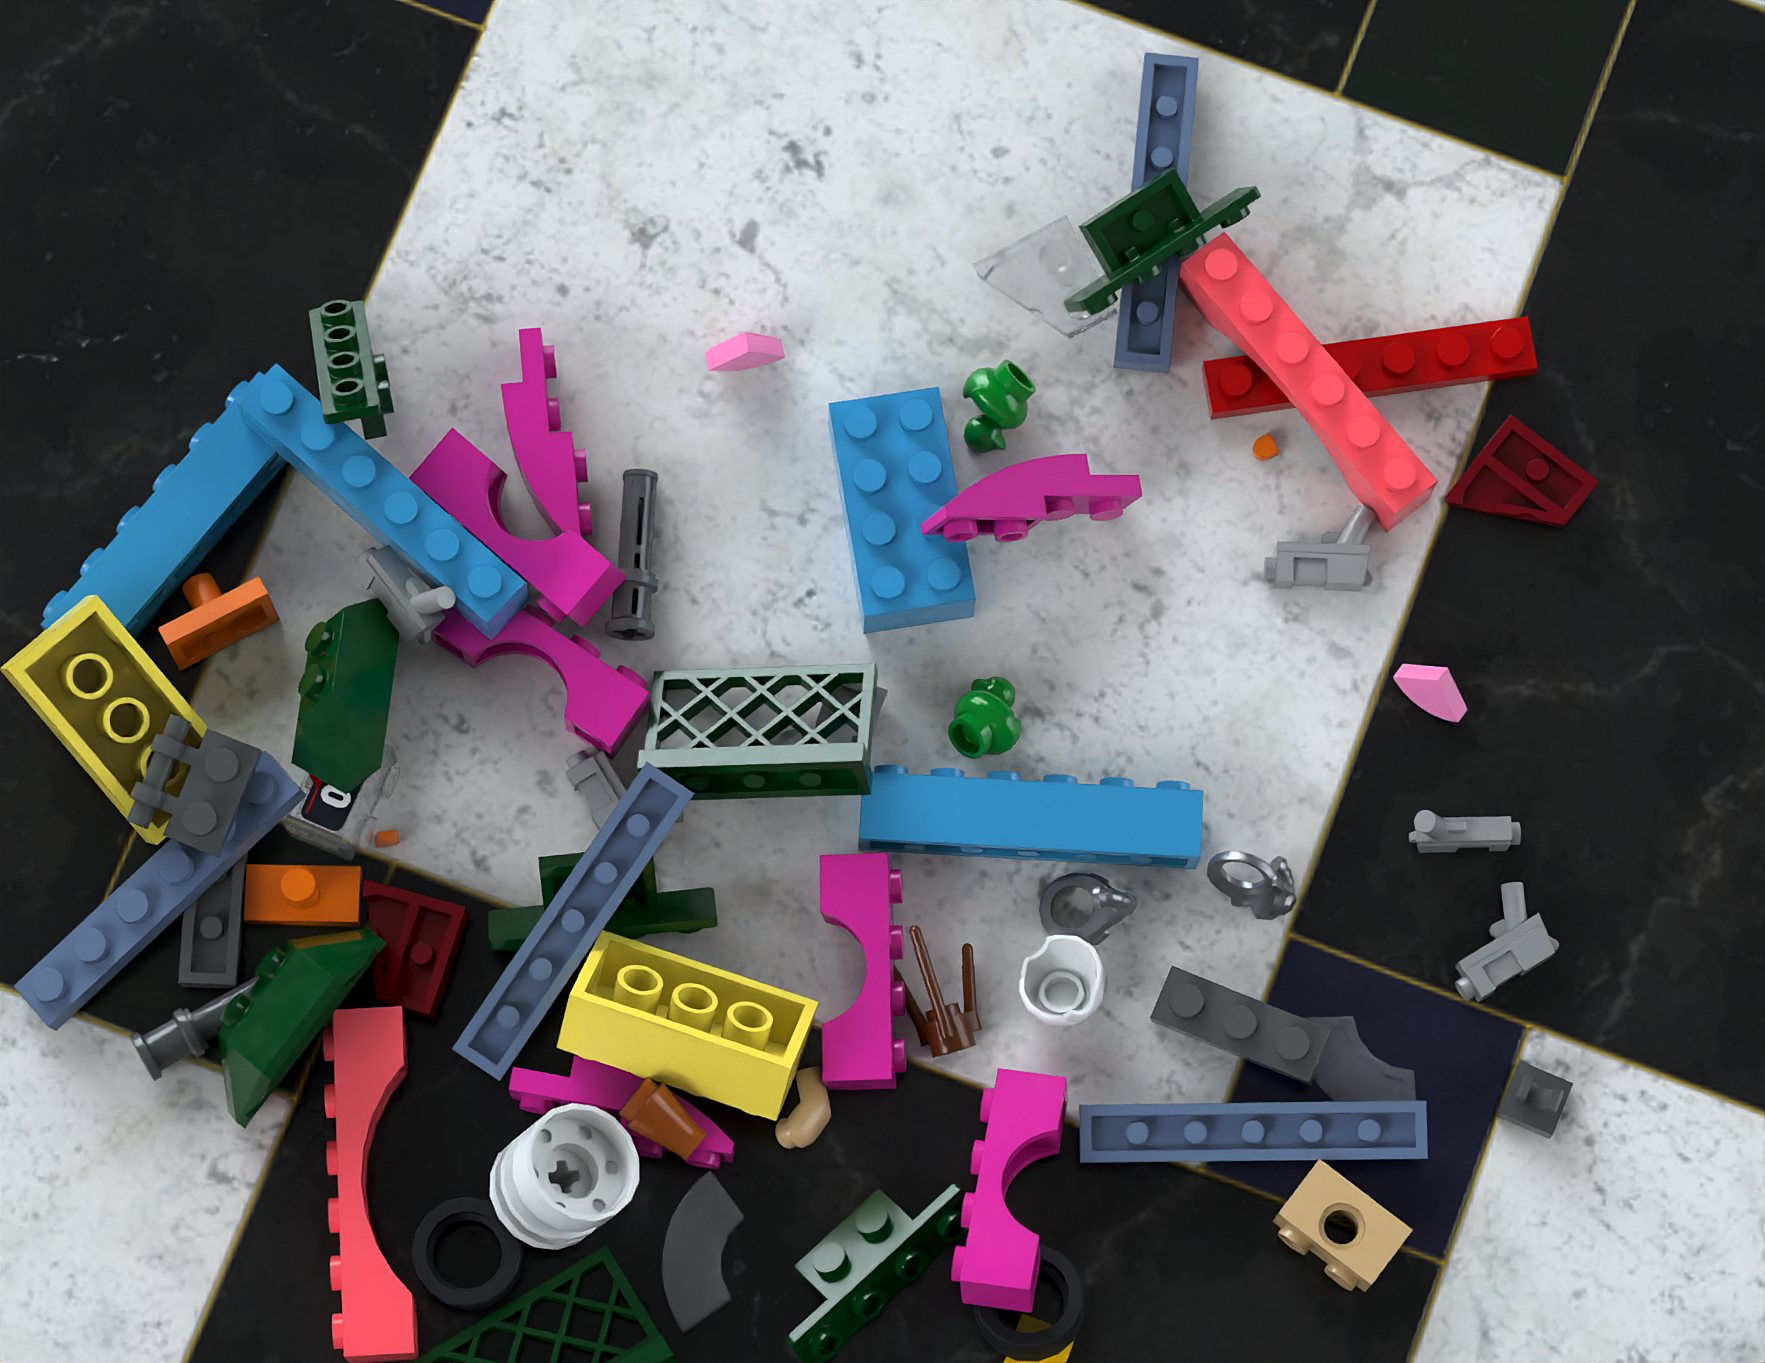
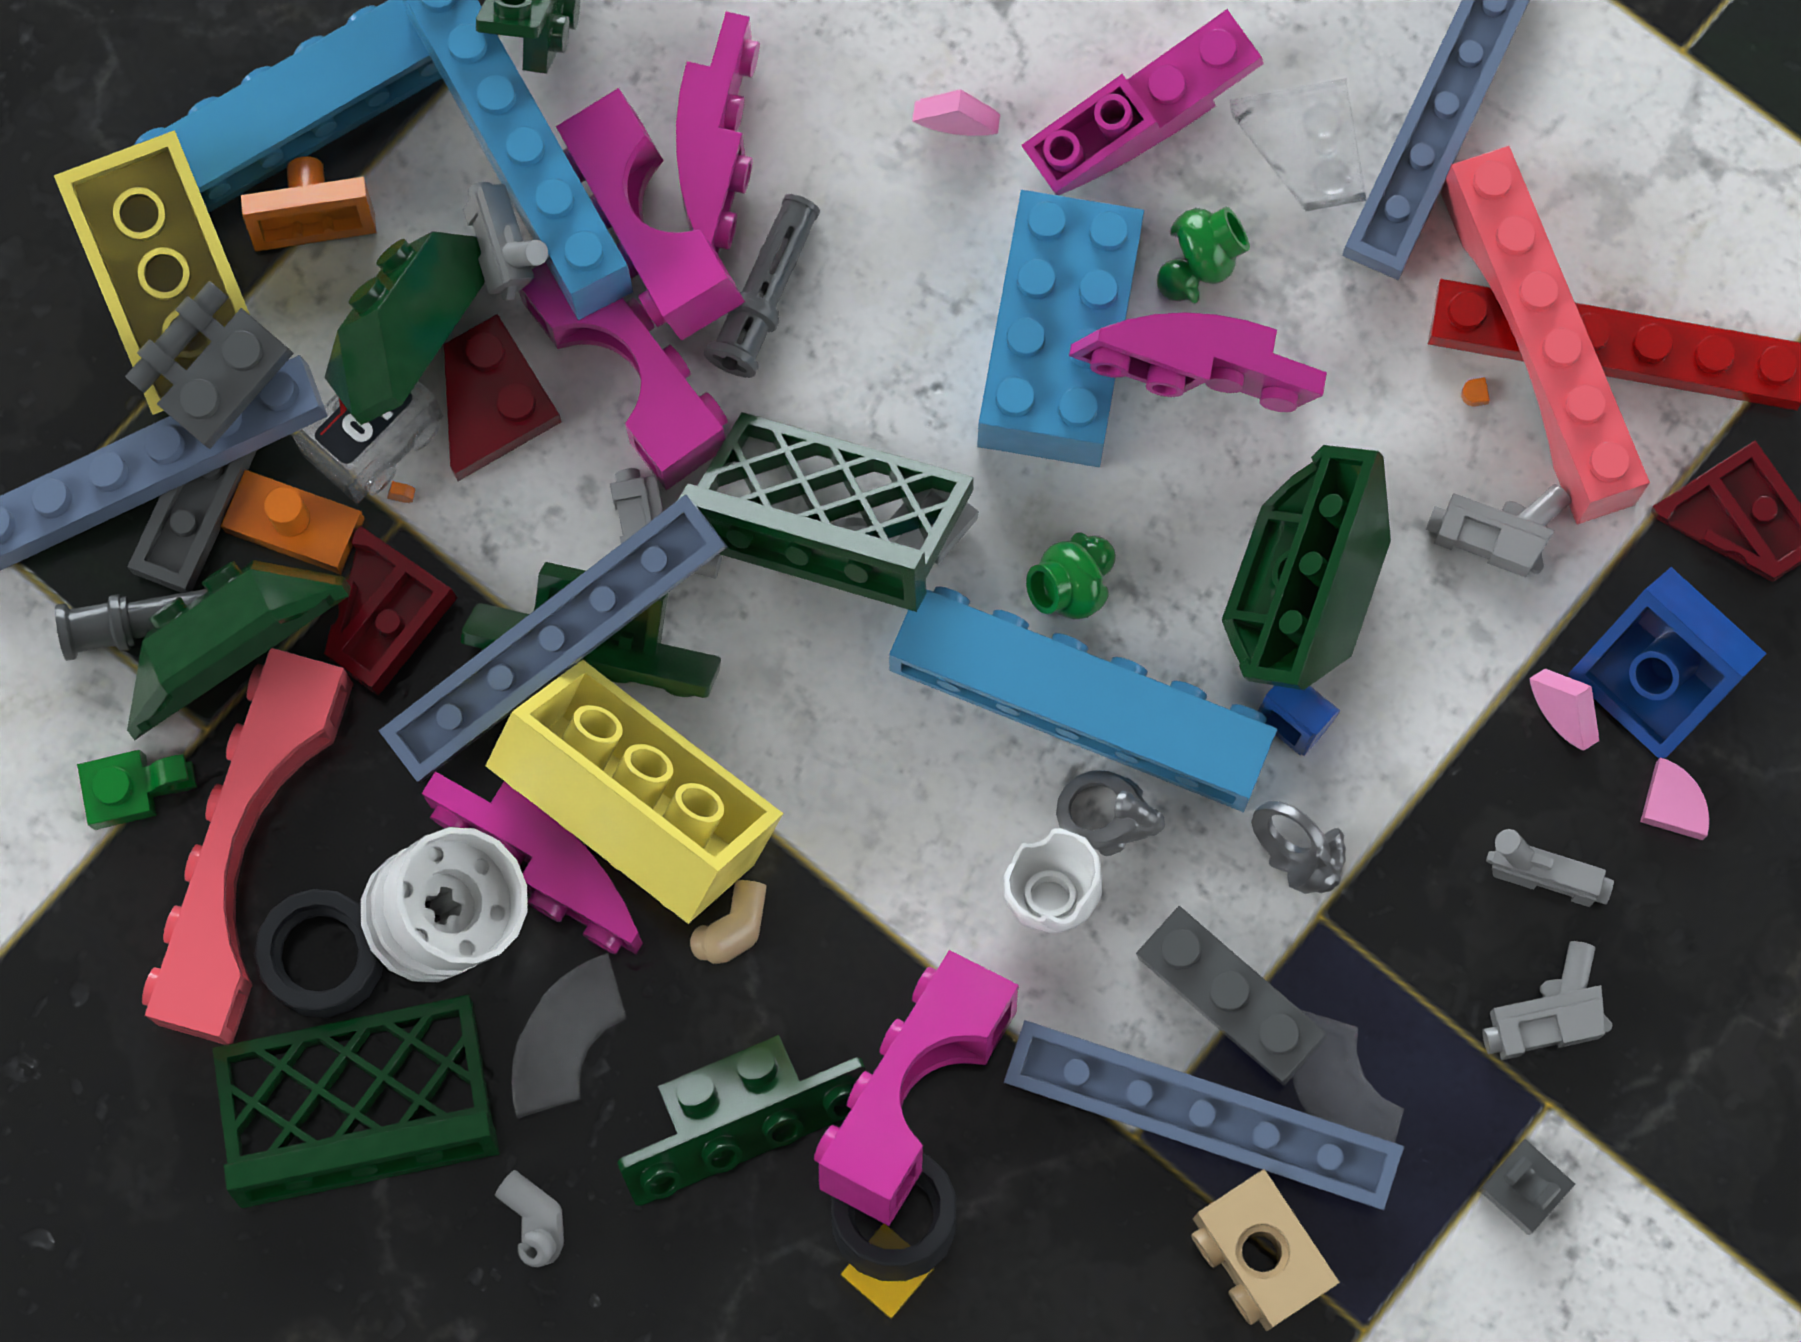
camera: 25 degrees right, 0 degrees up
(244, 1173) = (124, 786): none -> green plate
(436, 730) = (491, 397): none -> dark red wing
(661, 1118) = (567, 879): dark orange cone -> none
(862, 1042) = (816, 873): dark pink arch -> none
(903, 294) = (1144, 109): none -> dark pink slope
(946, 1027) = (912, 886): reddish brown plant -> none
(1145, 230) = (1424, 116): dark green bracket -> none
(1182, 647) = (1310, 569): none -> dark green wedge
(1213, 770) = (1298, 716): none -> blue brick
(1502, 626) = (1667, 663): none -> blue slope
(1547, 739) = (1676, 802): none -> bright pink tile

